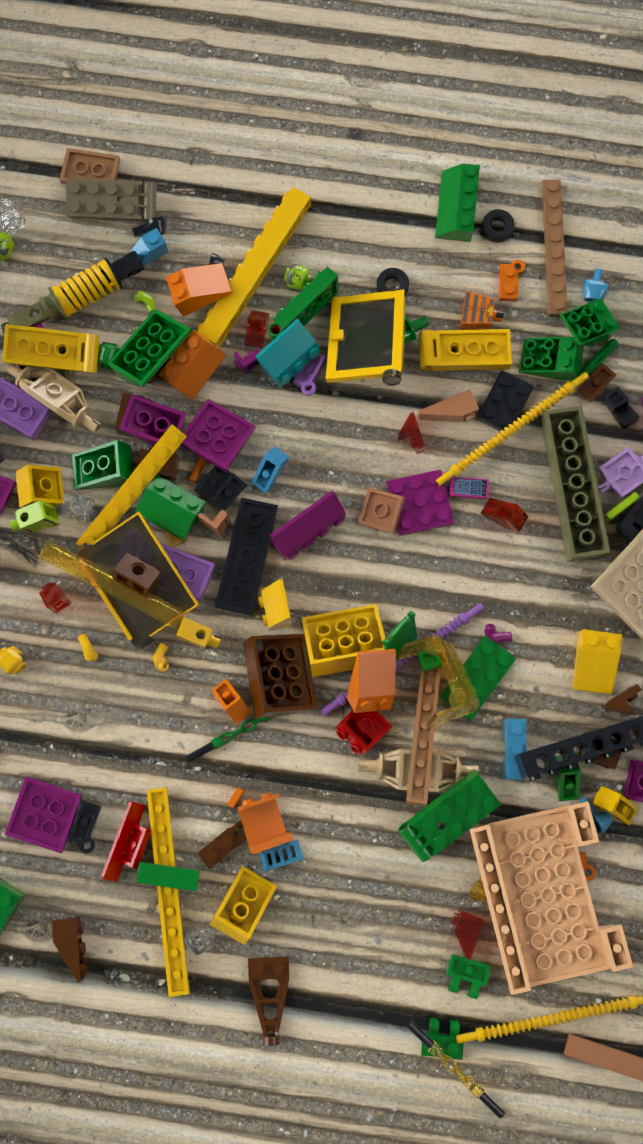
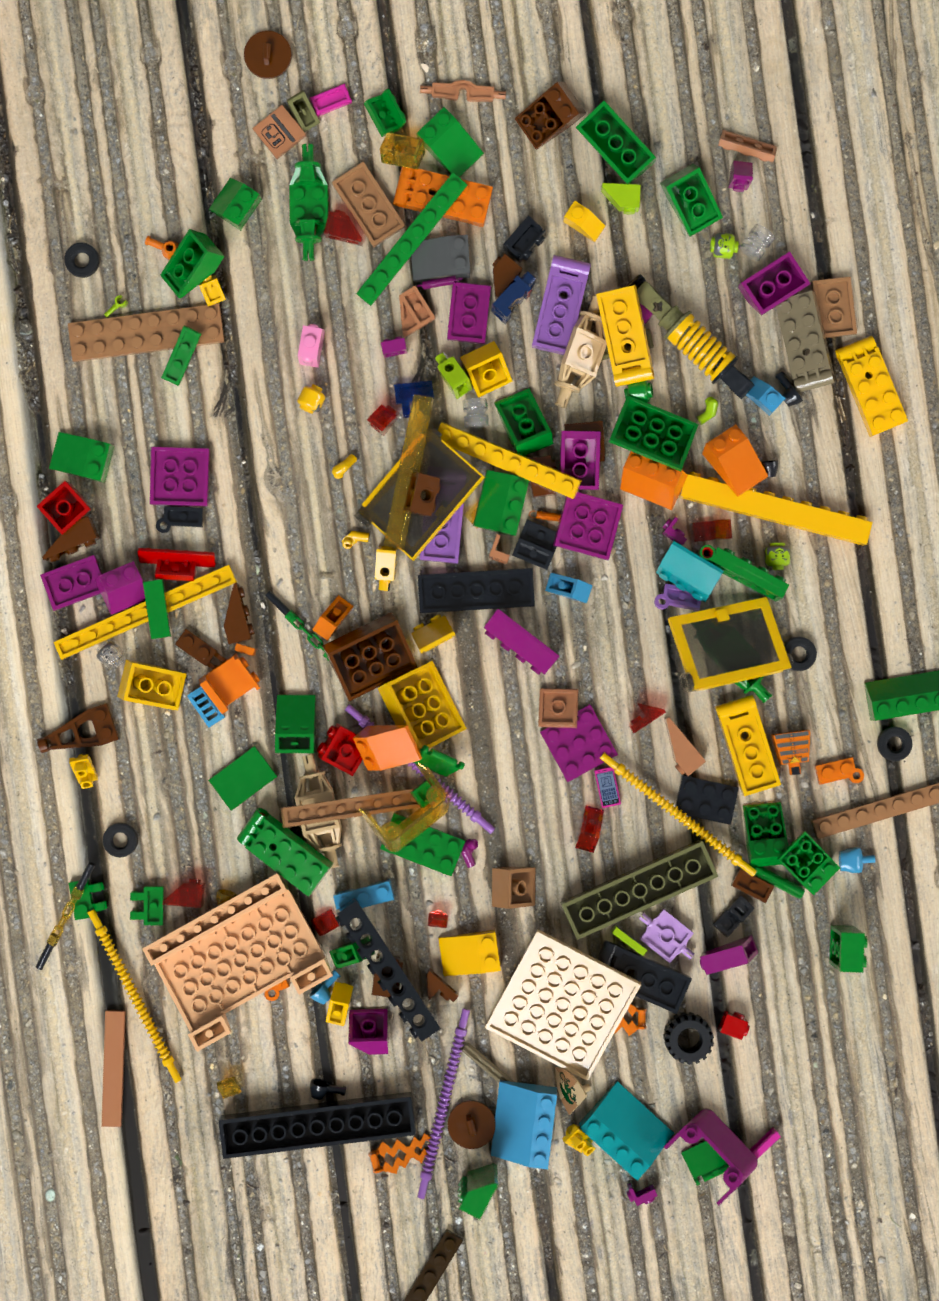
camera: 75 degrees right, 10 degrees up
(34, 944) = (64, 507): none -> red slope
(38, 568) = (405, 392): none -> clear blue plate
(50, 211) = (774, 284): none -> magenta slope
(115, 956) = (72, 582): none -> magenta plate
(135, 907) = (121, 587): none -> magenta slope
(170, 157) = (875, 396): none -> yellow hinge
(206, 799) = (236, 621): none -> reddish brown slope
(310, 1003) = (83, 770): none -> yellow hips
(324, 768) = (295, 724): none -> green slope
(364, 838) = (243, 778): none -> green tile
(382, 976) = (120, 828): none -> black tyre
(530, 797) = (325, 922): none -> clear red slope
(542, 602) = (513, 887): none -> medium nougat slope
(555, 683) = (437, 919): none -> clear red slope

